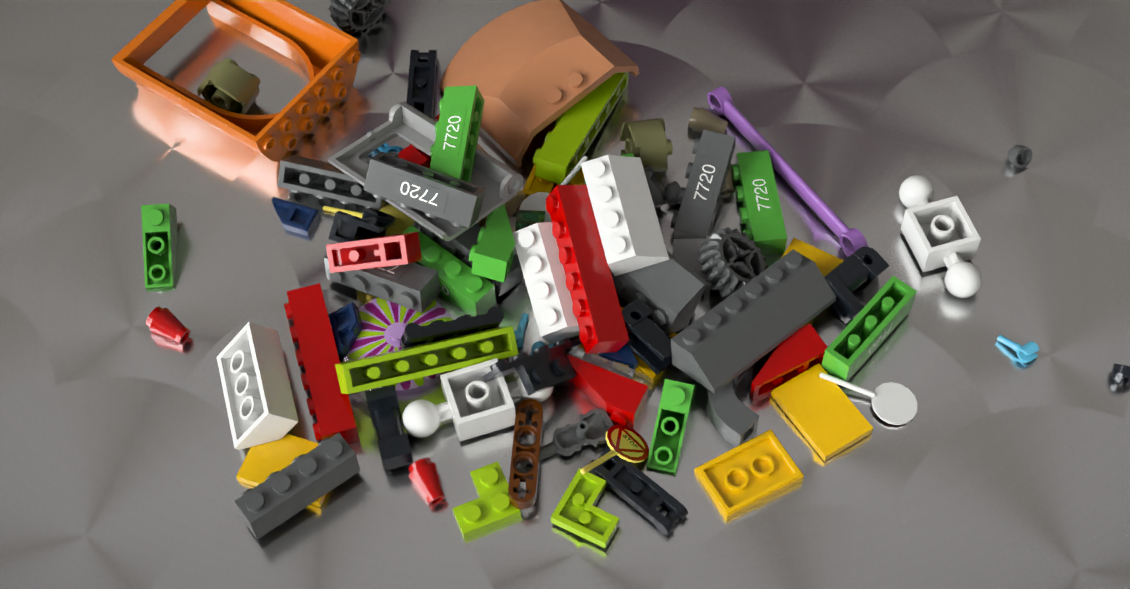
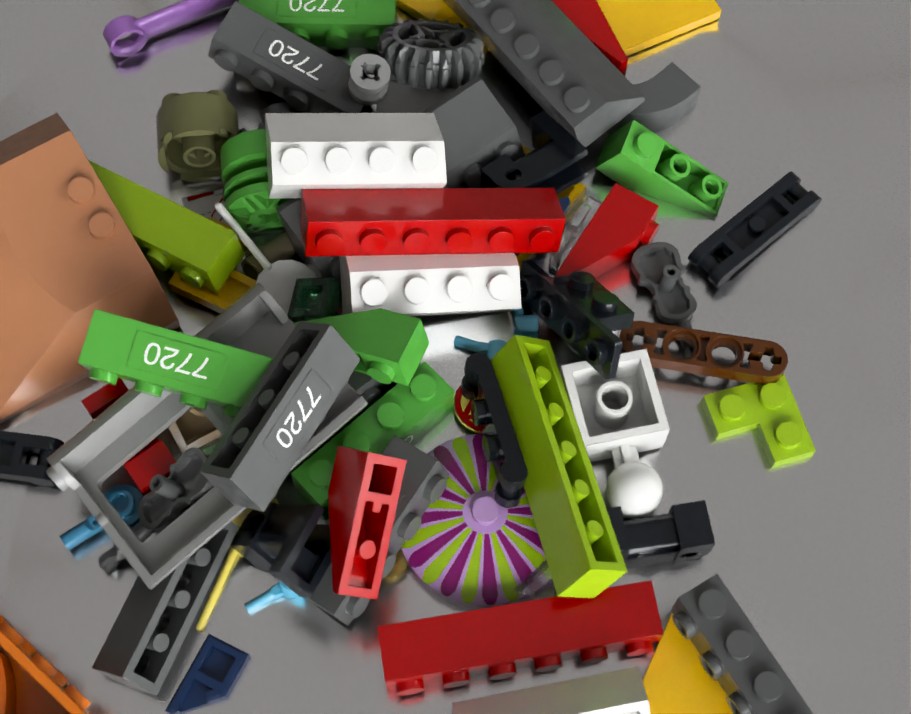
camera: 85 degrees left, 10 degrees up
(346, 327) = (456, 592): dark blue tile -> none
(426, 479) = (729, 492): red cone -> none
(578, 511) = (785, 302): lime plate -> none
(623, 443) = (697, 227): piece -> none
(697, 232) = (369, 90): none -> light grey wheel
(706, 120) = (156, 62): dark tan cone -> none
(748, 474) = (738, 101): yellow tile -> none

